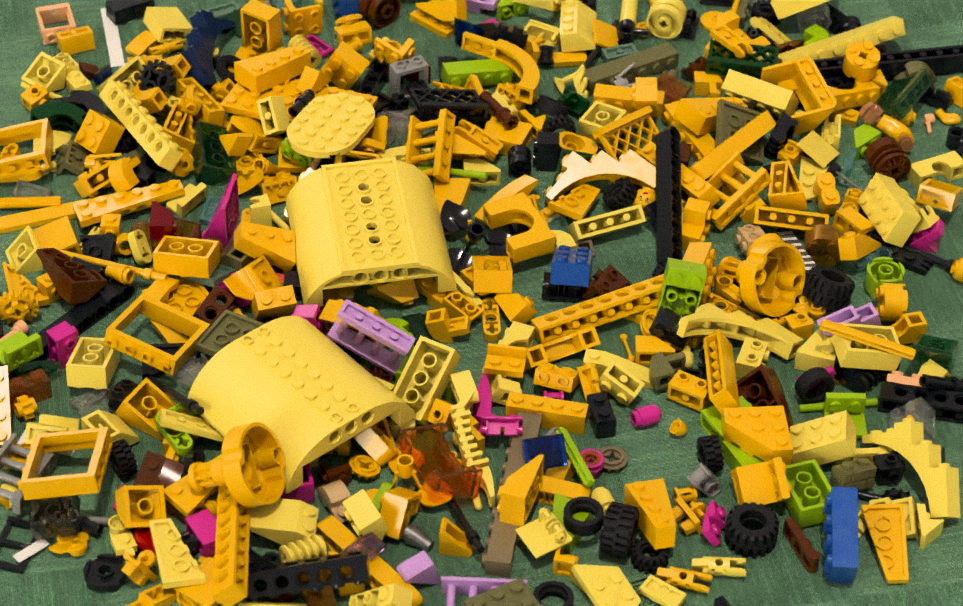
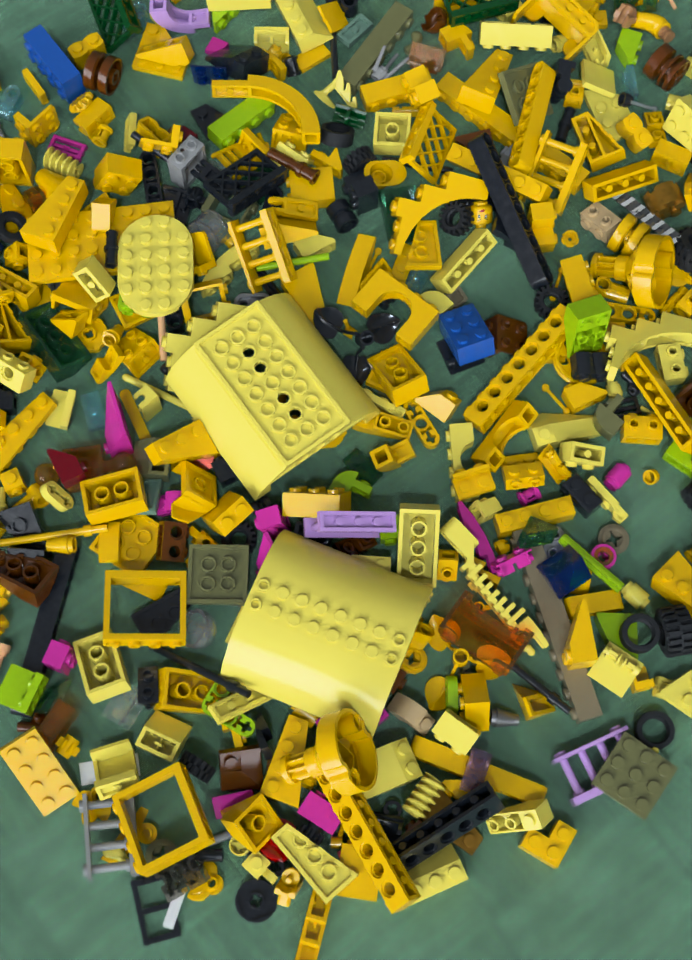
camera: 25 degrees left, 30 degrees up
(419, 570) = (528, 762): lavender slope -> none
(535, 411) = (537, 533): none -> clear green slope
(623, 427) = (609, 502): none -> light yellow hinge
(719, 245) = (572, 235): none -> yellow plate

